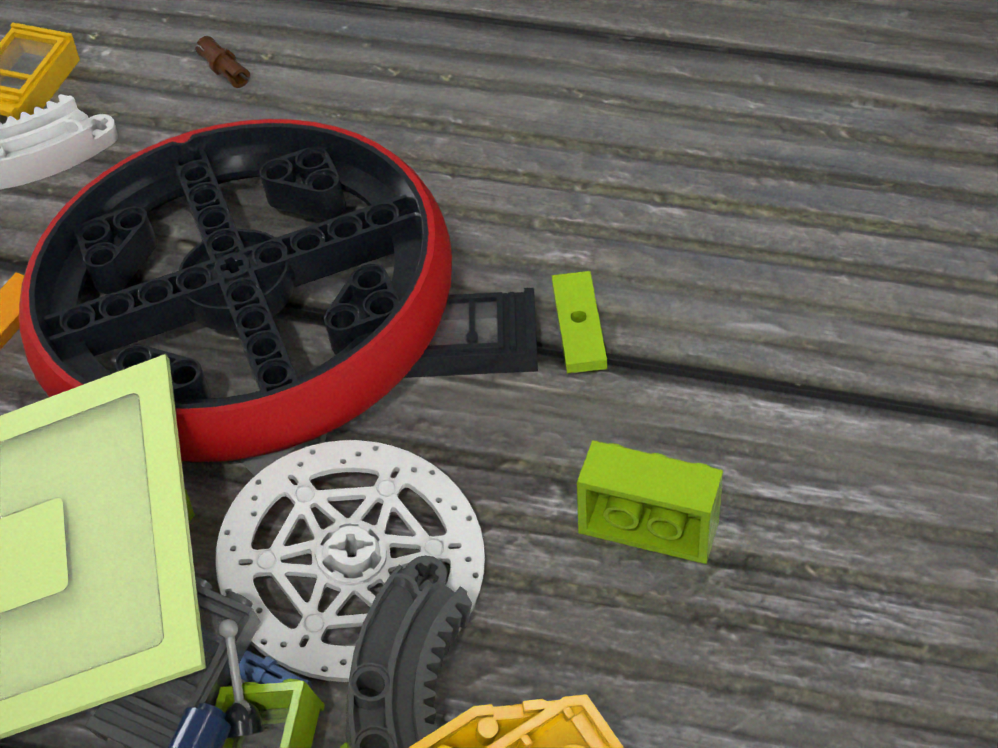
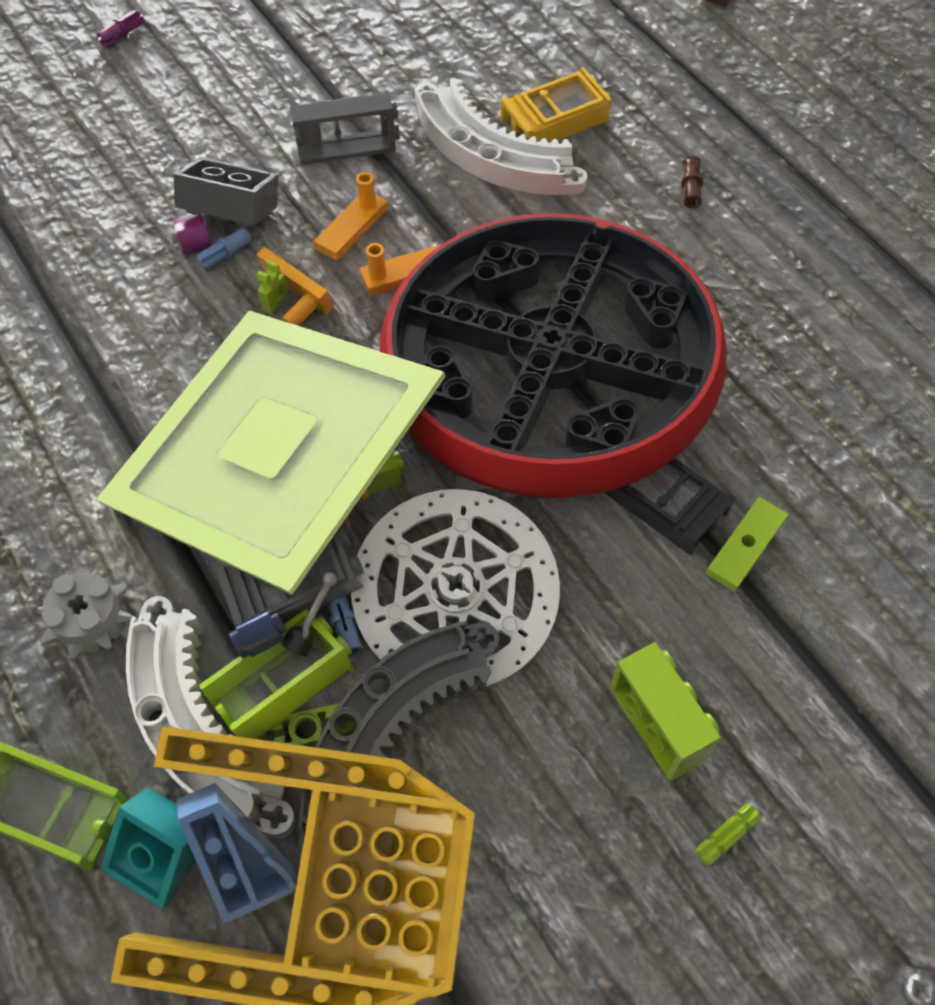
camera: 40 degrees right, 10 degrees up
(796, 561) = (727, 834): none -> lime axle

